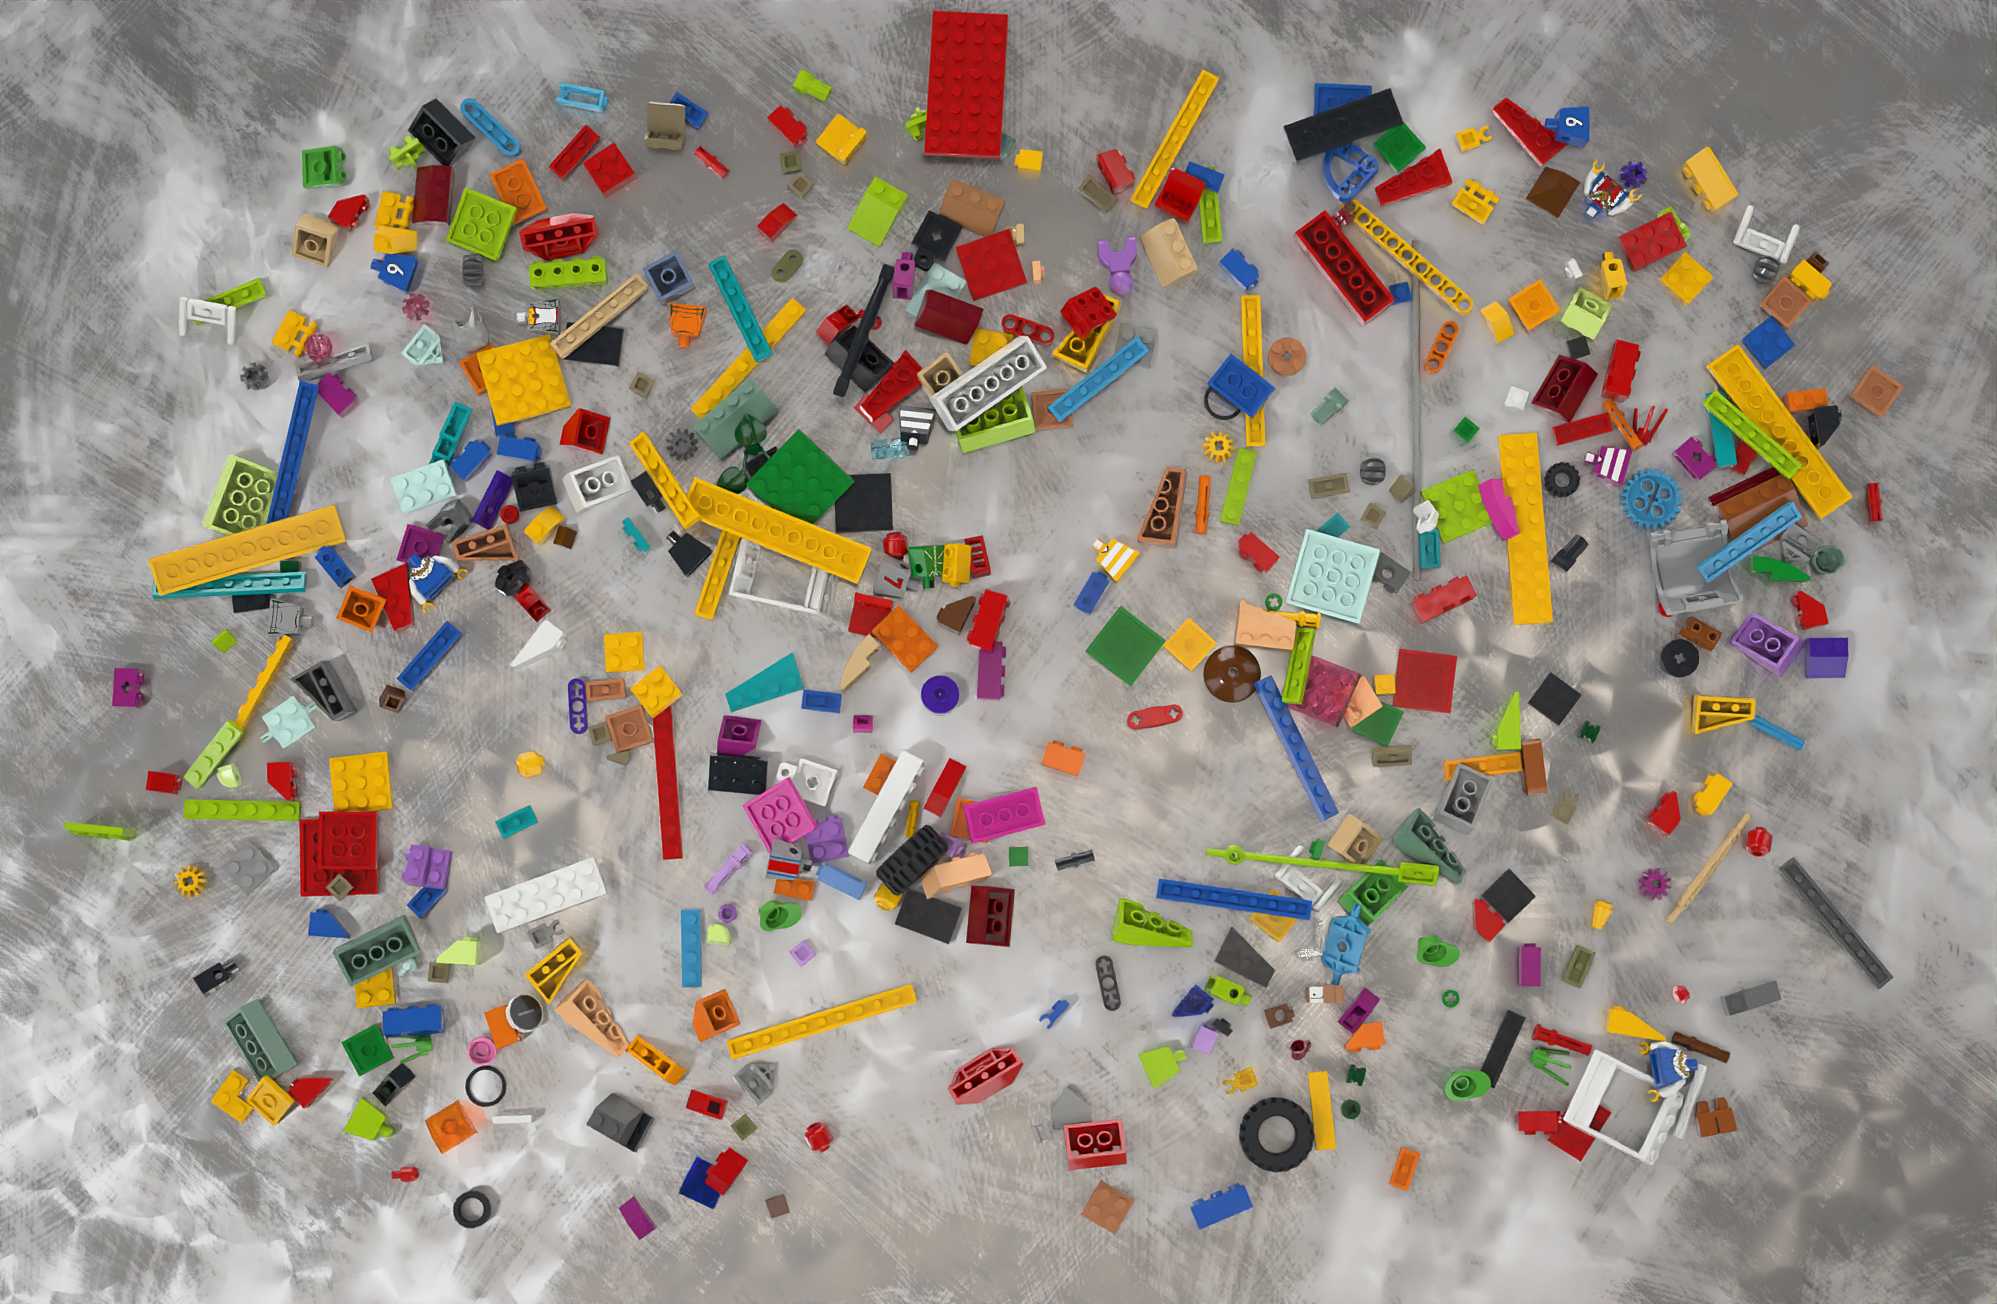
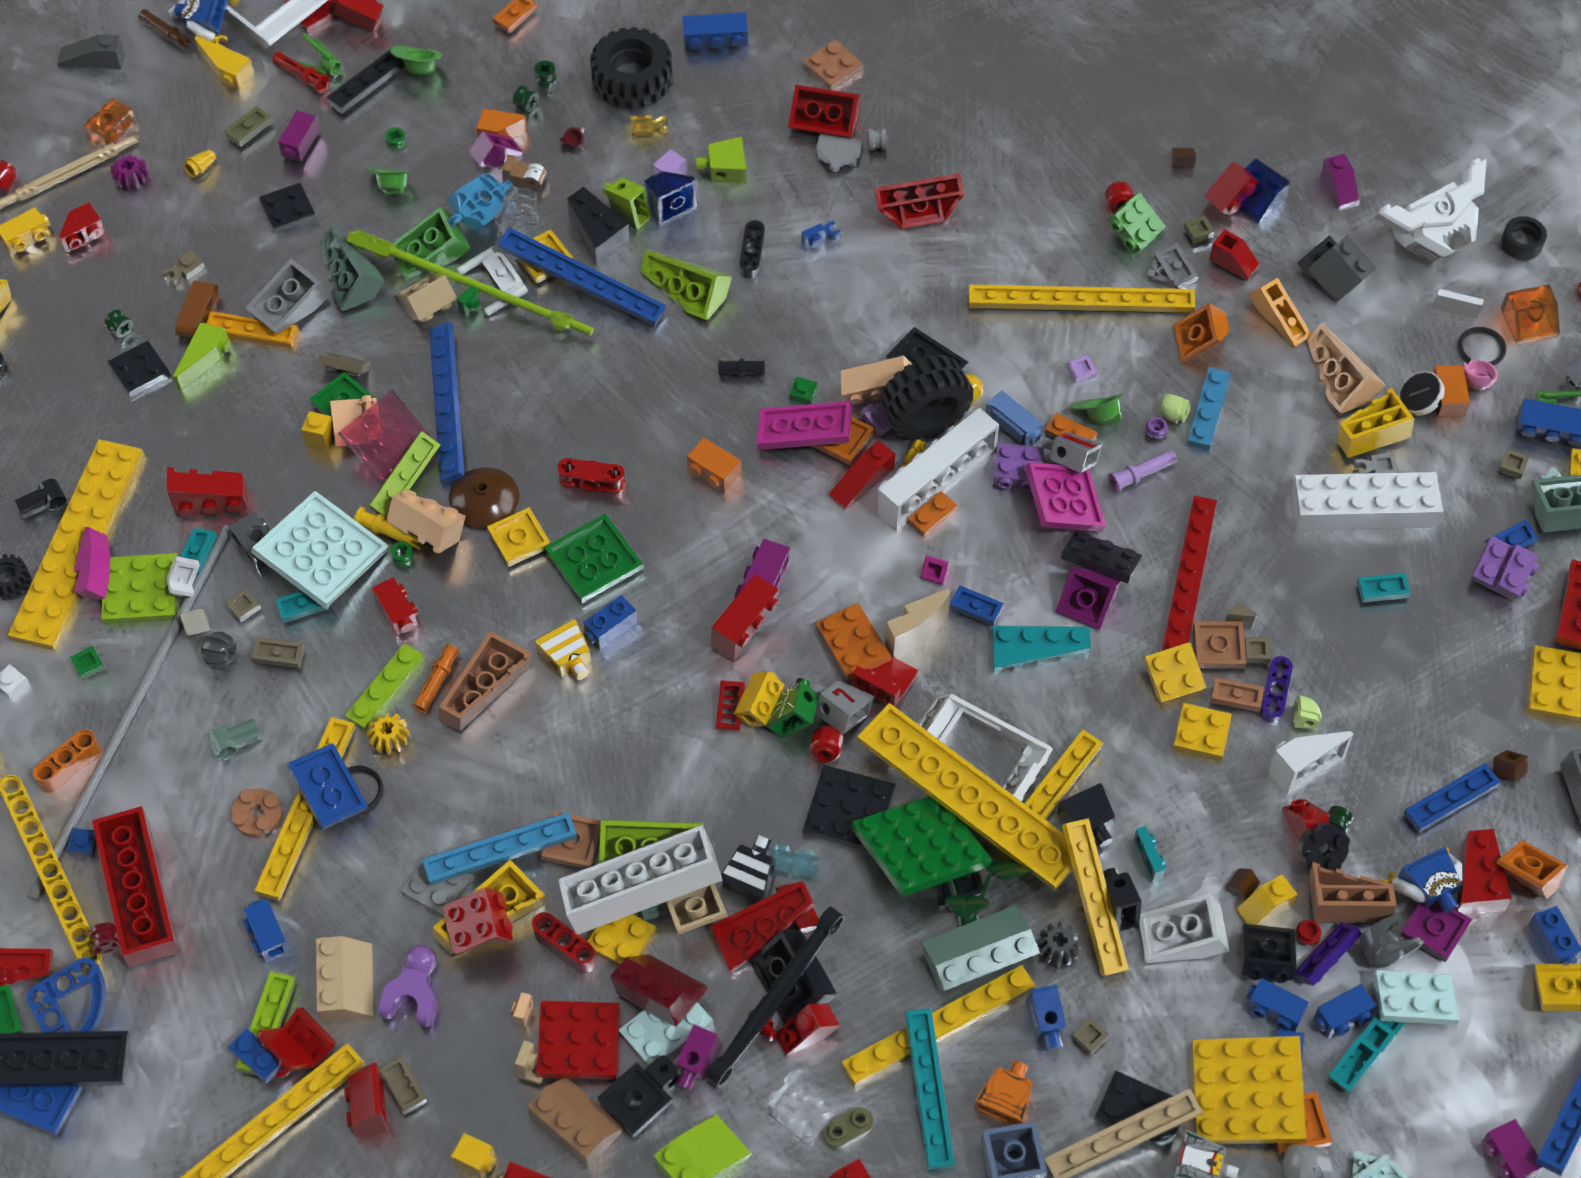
camera: 165 degrees left, 25 degrees down
(462, 952) = (1484, 466): yellowish green slope -> none
(507, 607) = (1340, 817): none -> dark green wheel
(529, 764) = (1352, 641): yellow head -> none
(548, 1192) = (1441, 219): none -> white helmet
(551, 691) = (1306, 713): none -> yellowish green piece
(585, 431) = (1183, 995): red slope -> none
(675, 385) = (1046, 1005): none -> blue torso
(796, 1110) = (1136, 223): none -> bright green plate
(805, 771) = (1028, 536): white plate -> none
(939, 695) = (832, 569): dark purple piece -> none
(956, 614) = (780, 640): reddish brown slope -> none
(990, 916) = (858, 338): dark red slope -> none
(1223, 1026) = (644, 171): pearl dark grey plate -> none
(1270, 1015) = (581, 168): reddish brown brick -> none
(1321, 1110) = (574, 85): yellow tile -> none
(1424, 681) = (269, 424): red plate -> none
(1484, 921) = (323, 187): red slope -> none
(1681, 994) = (158, 75): plate -> none
(1688, 936) = (110, 123): none -> clear orange brick

